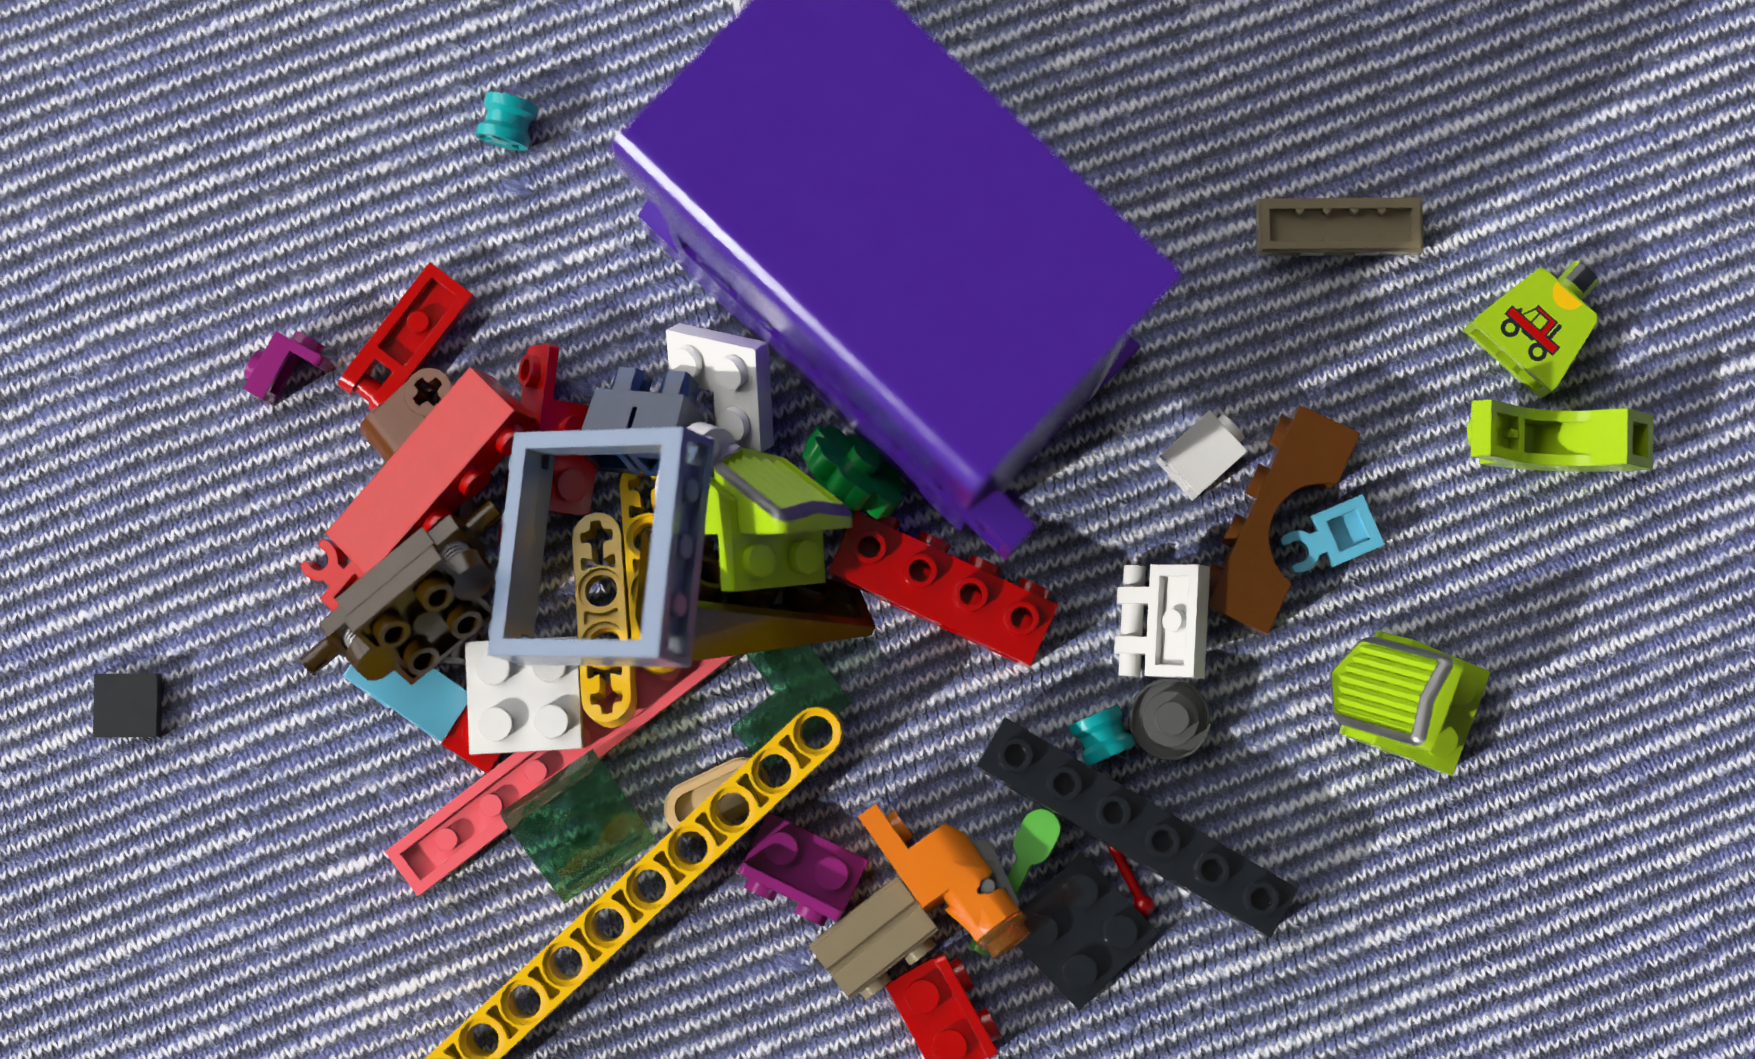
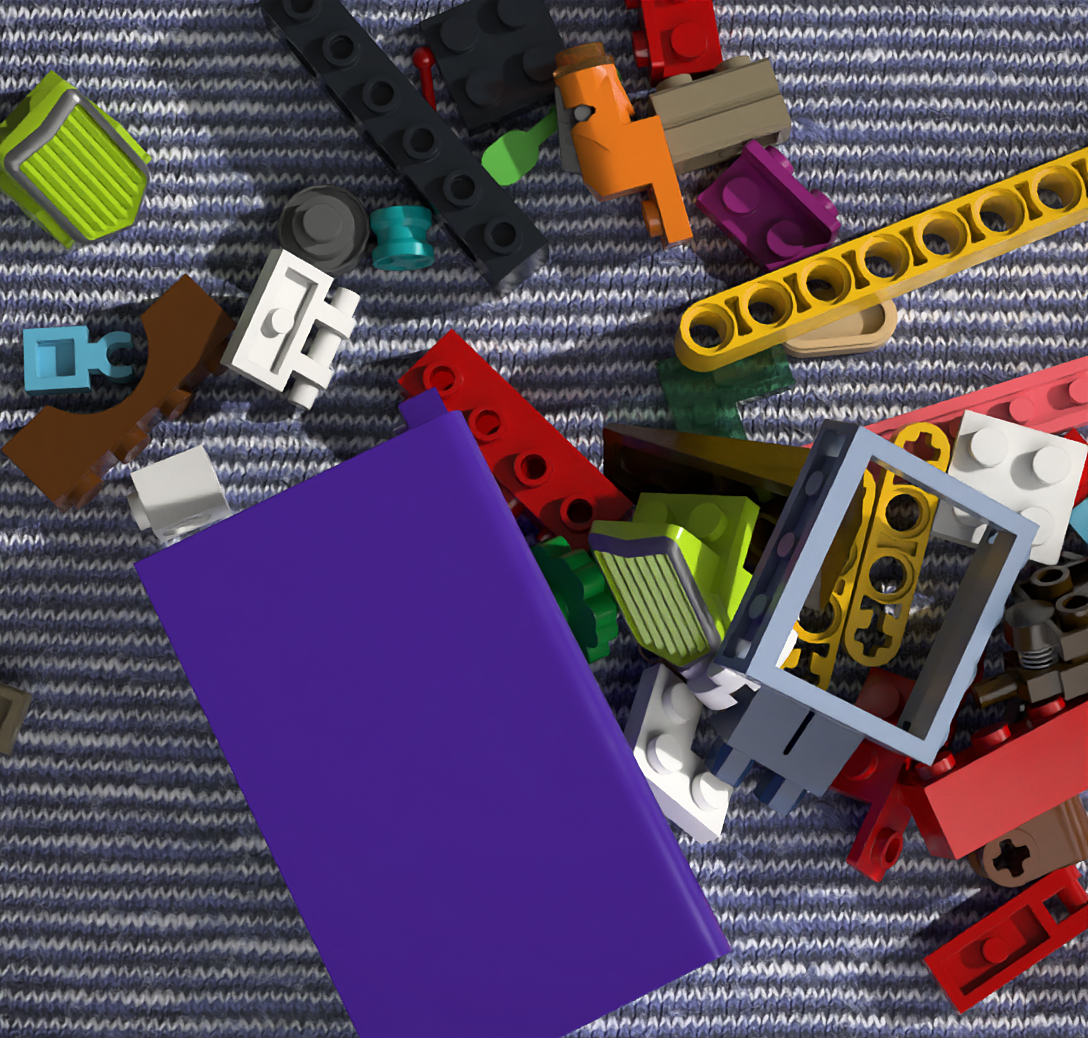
camera: 160 degrees left, 5 degrees down
(578, 826) = (994, 334): clear green plate -> none

